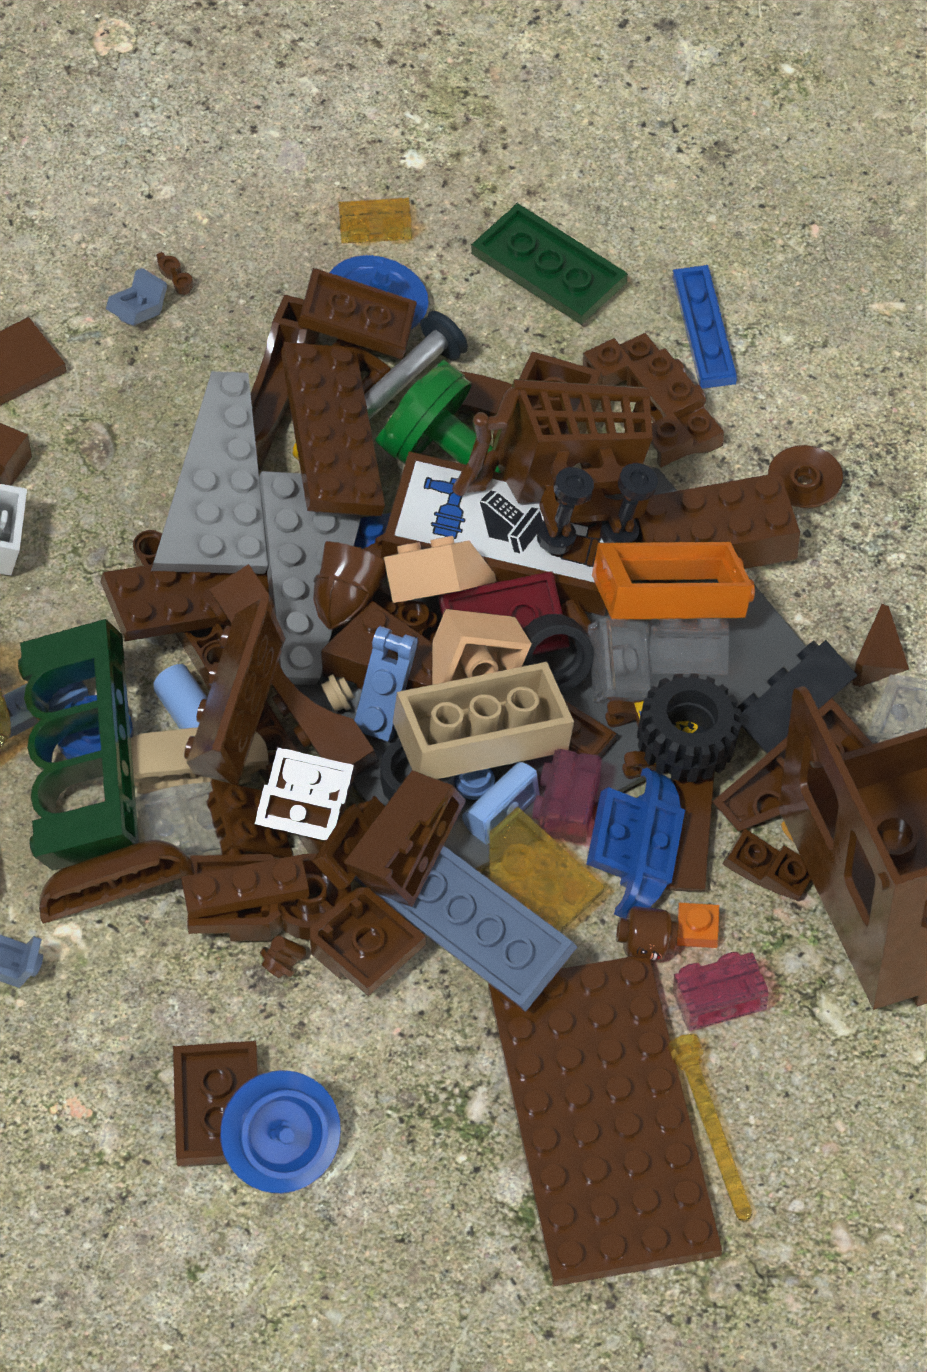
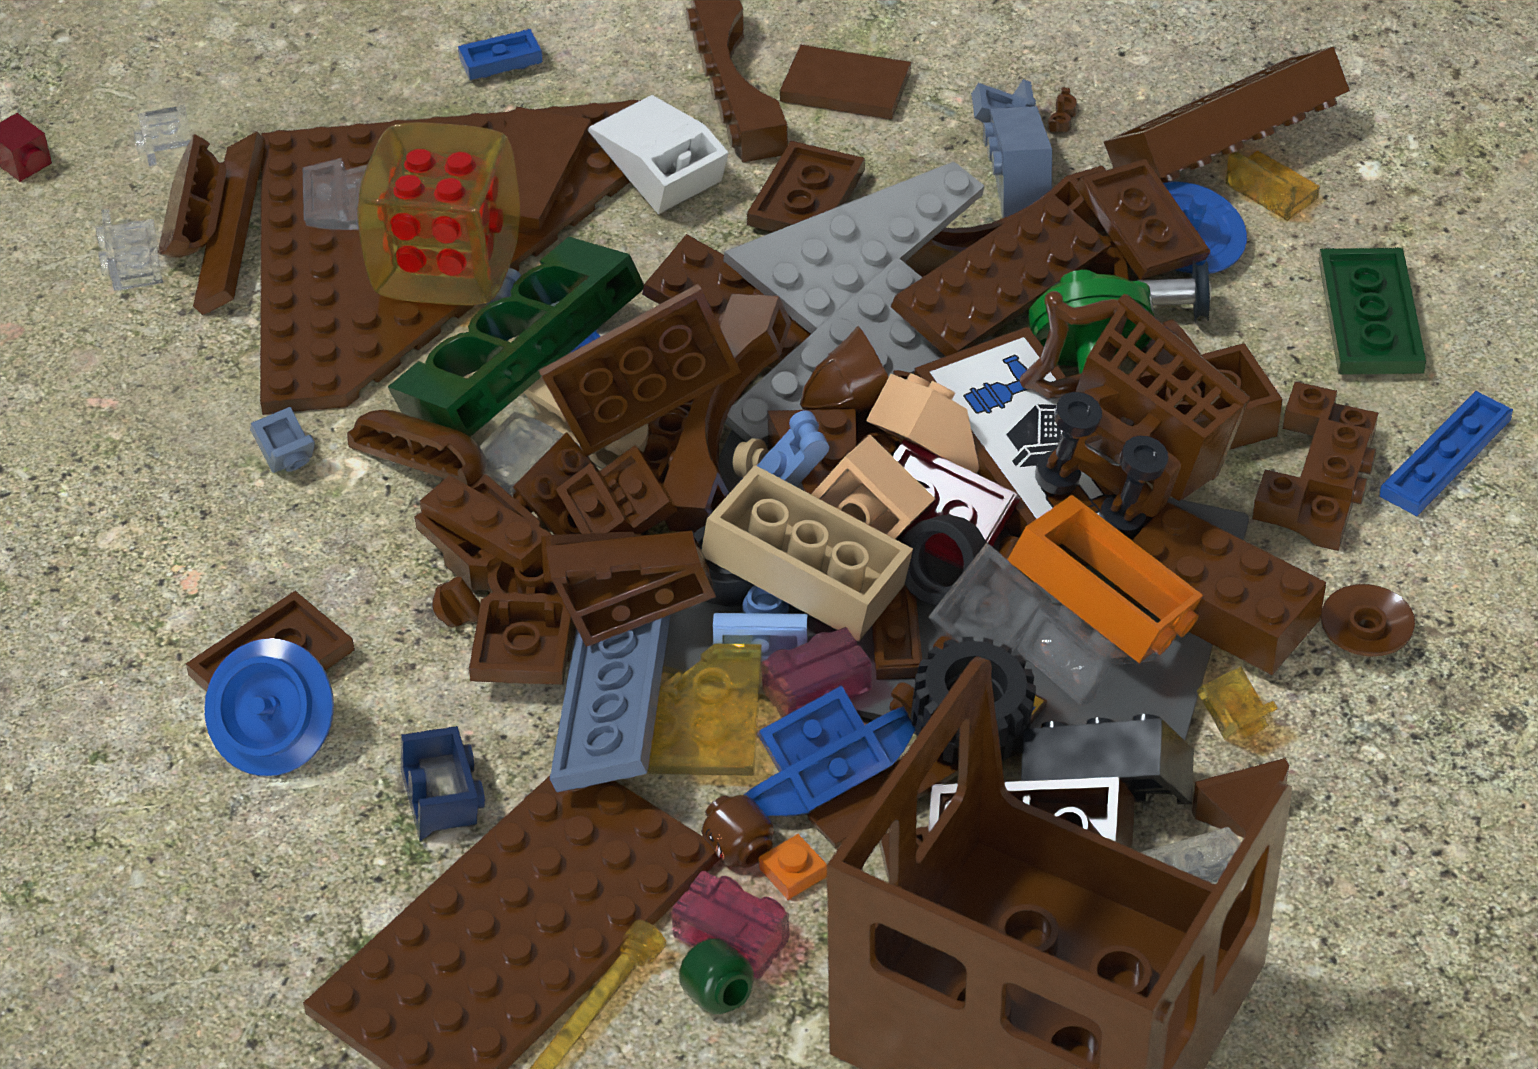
camera: 50 degrees right, 10 degrees down
(94, 474) = (804, 185): none -> reddish brown plate
(208, 330) = (1018, 156): none -> sand blue wedge
(306, 193) = (1233, 115): none -> reddish brown brick
(439, 1075) = (440, 780): none -> dark blue window
(755, 1028) = (716, 976): none -> dark green head
(805, 596) = (1235, 705): none -> clear yellow bracket

